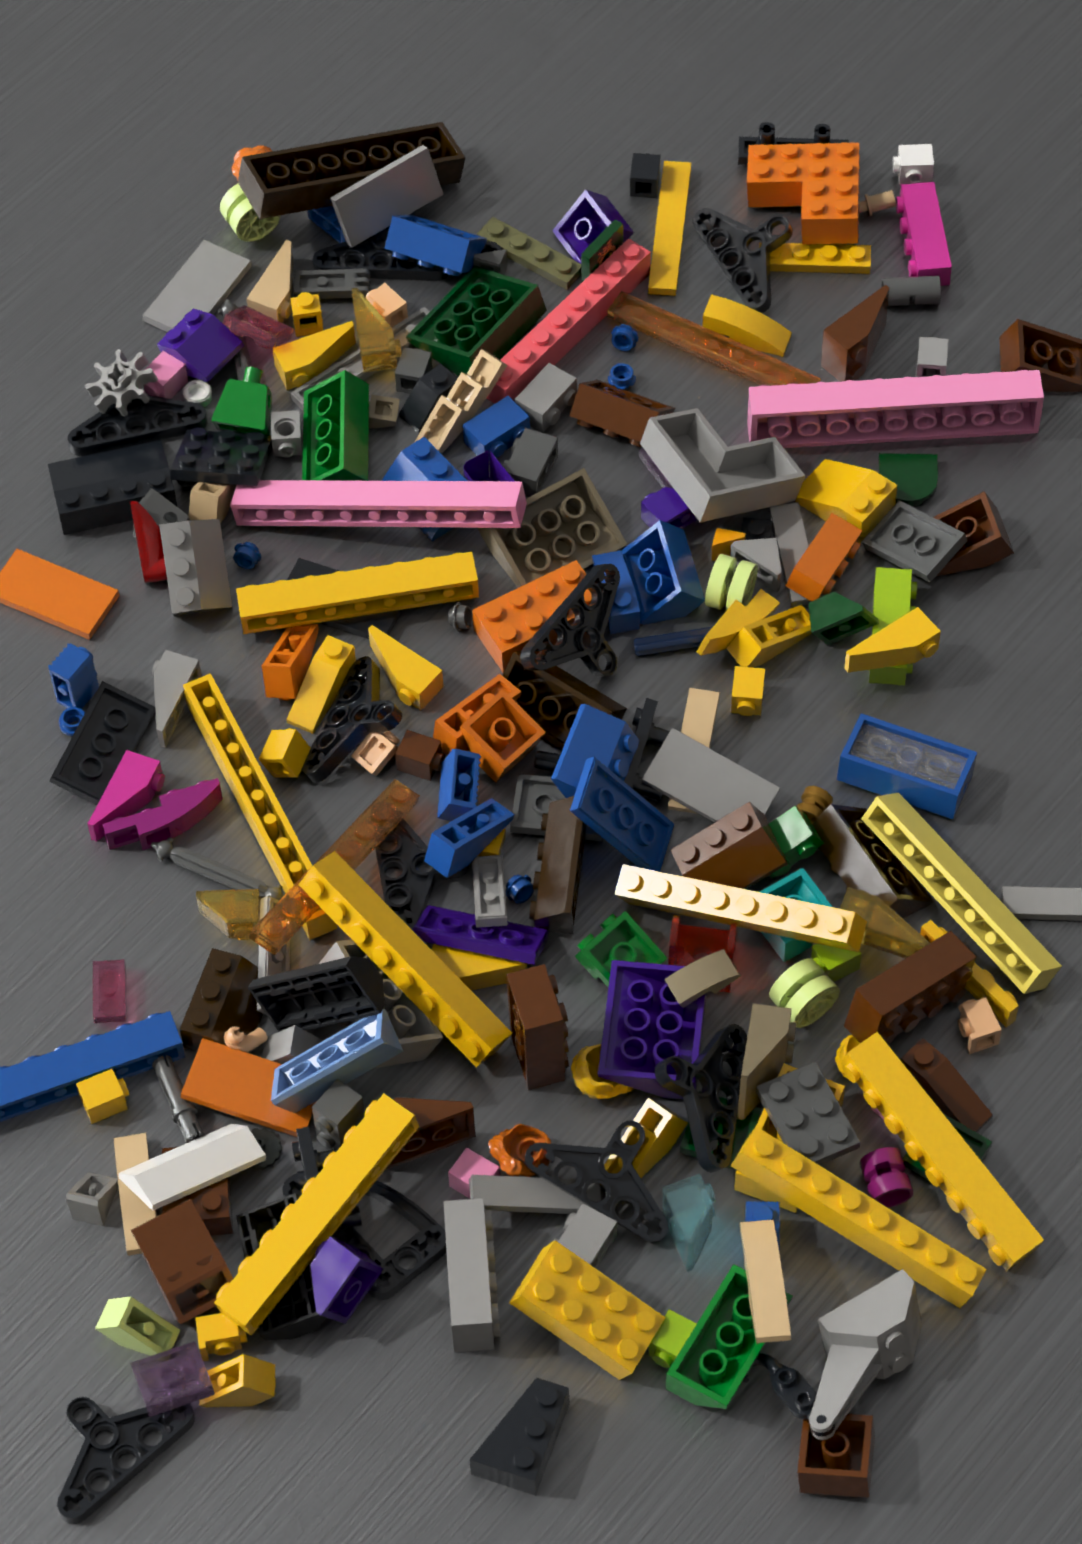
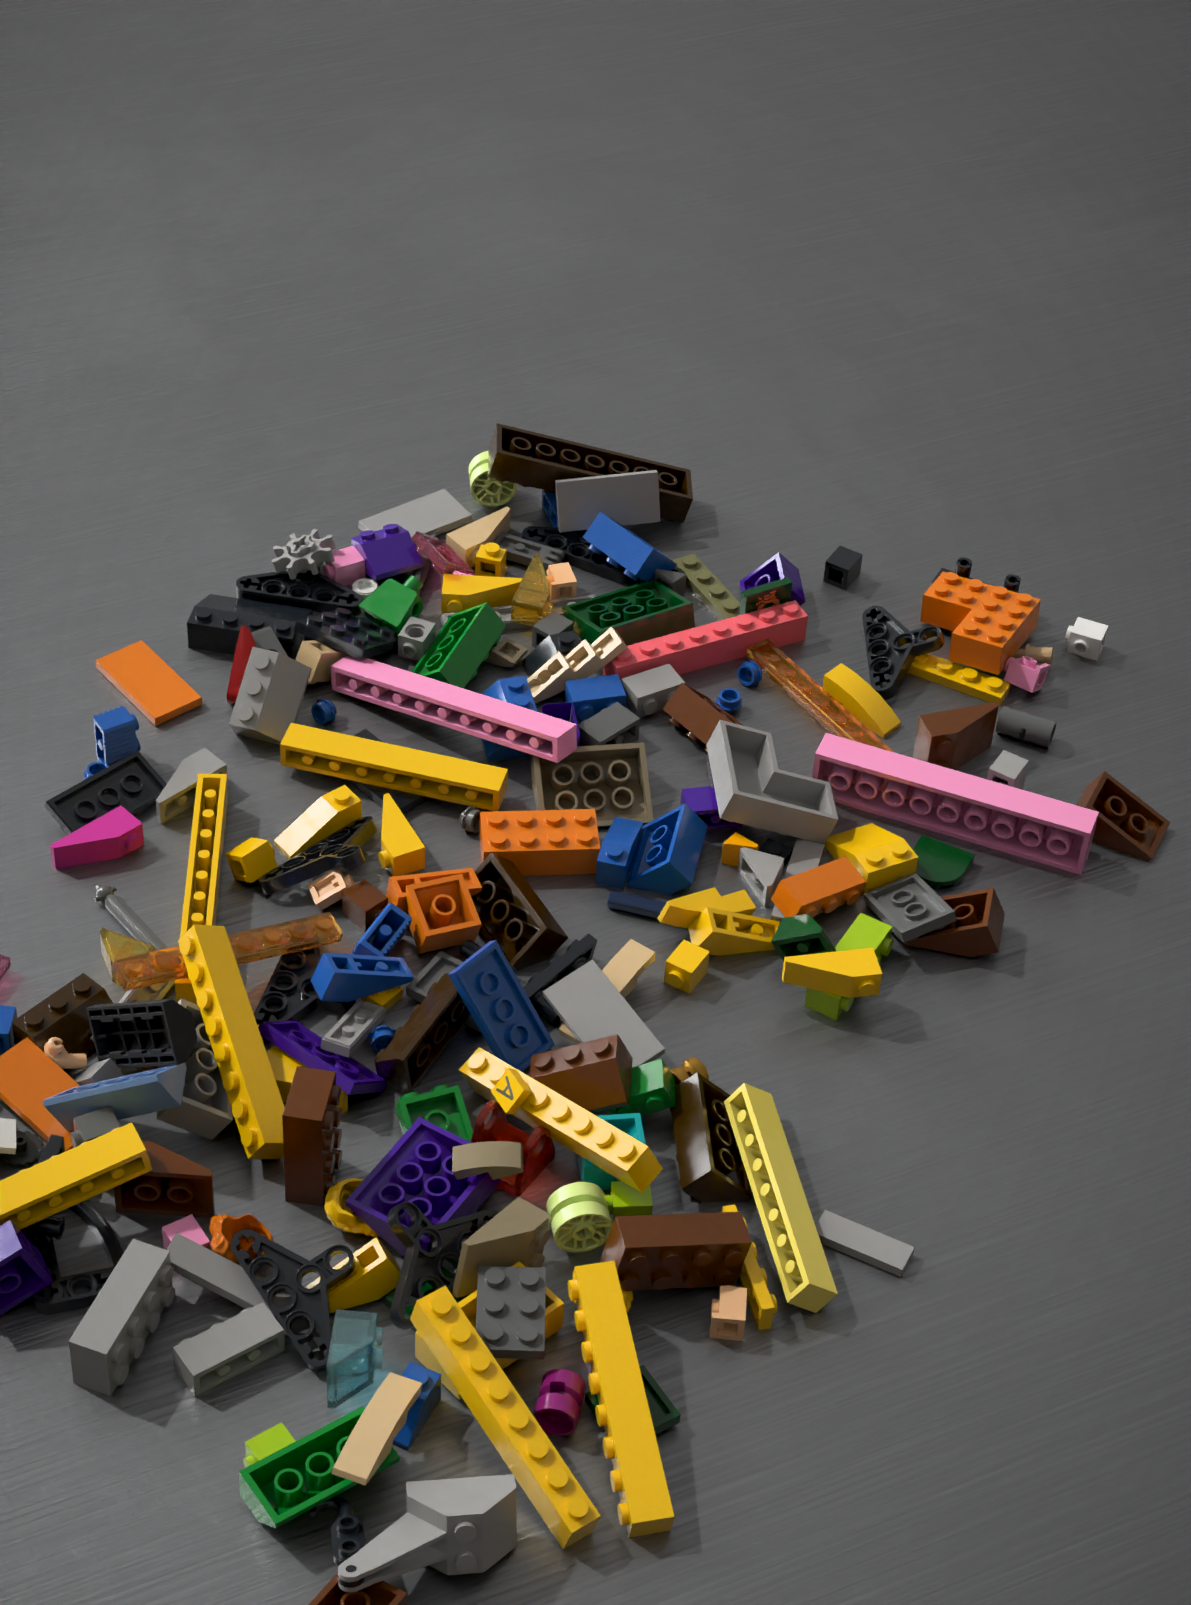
camera: 20 degrees right, 15 degrees down
(177, 814) = (129, 871): magenta slope -> none
(289, 661) = (295, 796): orange slope -> none
(524, 1439) = (80, 1476): black wedge -> none
(587, 1310) = (203, 1387): yellow brick -> none
(588, 618) = (572, 851): black beam -> none
(595, 736) = (522, 941): blue slope -> none
(669, 228) = (841, 613): yellow tile -> none
(688, 902) = (511, 1091): none -> yellow tile
(730, 582) = (722, 871): yellowish green wheel -> none
(880, 230) = (1026, 673): none -> bright pink brick
(884, 927) = (678, 1182): clear yellow slope -> none
(905, 762) = (801, 1080): brick -> none
(923, 231) = (1064, 688): dark pink brick -> none
(946, 1086) = (663, 1349): reddish brown slope -> none

